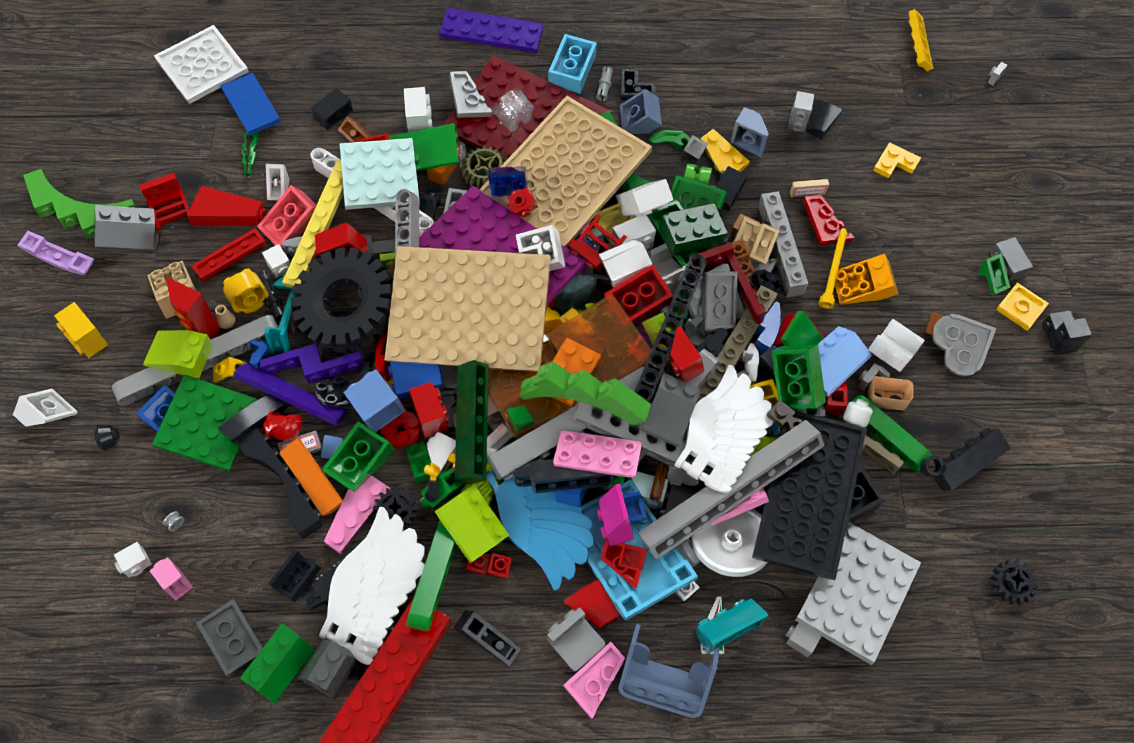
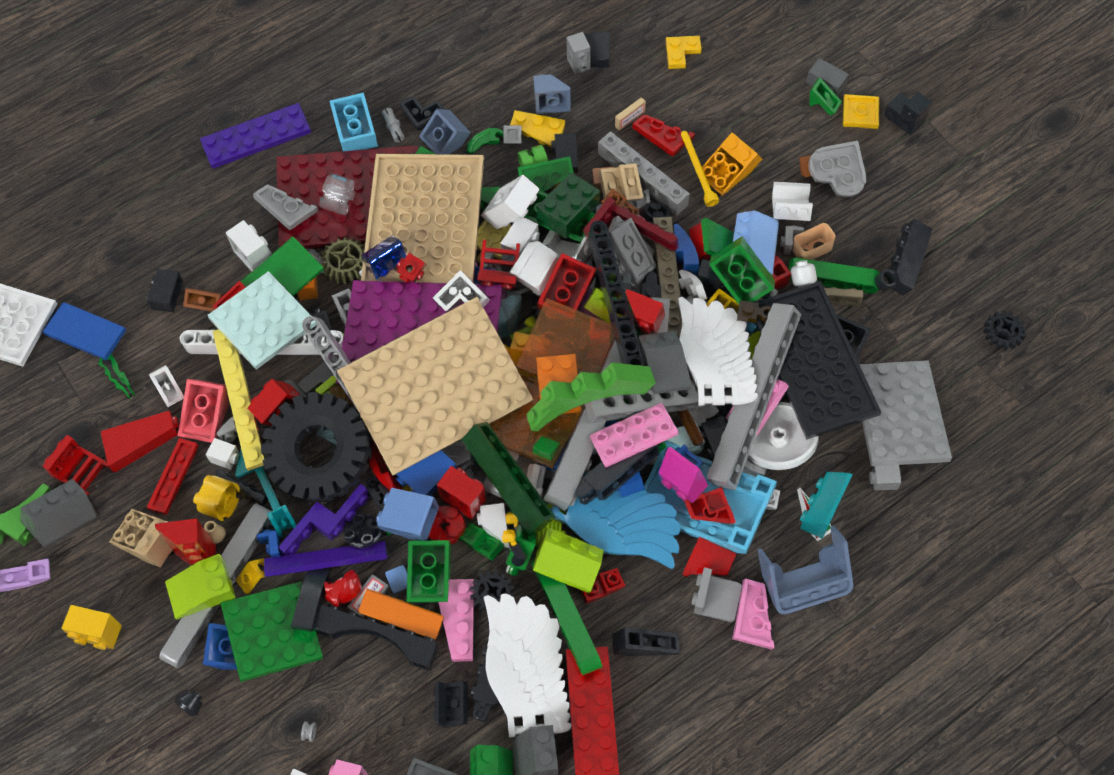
camera: 30 degrees left, 0 degrees up
(42, 408) = (110, 718): white slope -> none

